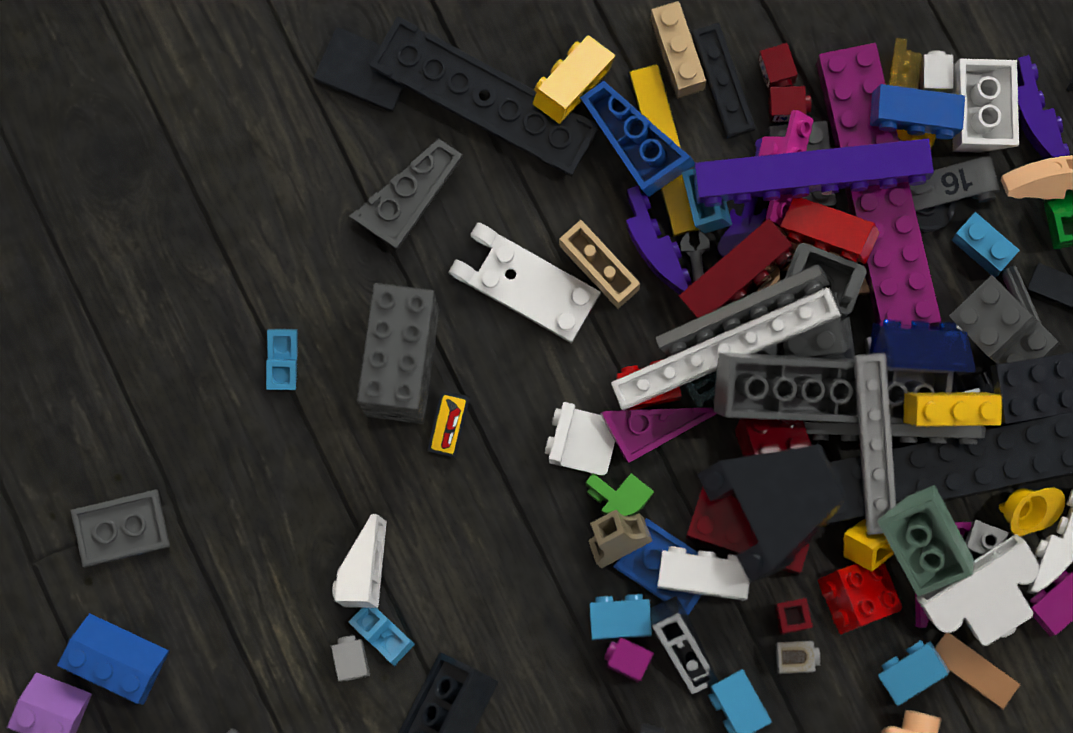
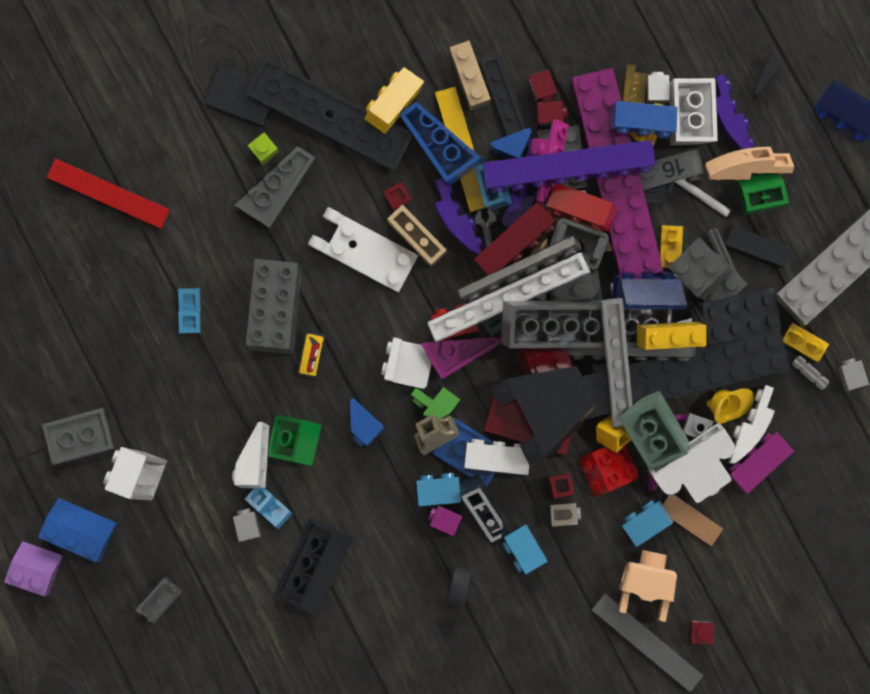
camera: 10 degrees left, 5 degrees up
(177, 197) = (108, 193): none -> red tile
(195, 574) = (134, 474): none -> white brick
(391, 140) = (263, 148): none -> lime brick
(420, 541) = (294, 440): none -> green slope
(518, 522) = (363, 424): none -> blue slope
(574, 209) = (397, 196): none -> dark red plate
(733, 142) = (511, 146): none -> blue slope
(951, 286) = (670, 244): none -> yellow plate
(985, 245) = (694, 213): dark azure brick -> none
(998, 223) = (703, 196): none -> white bar

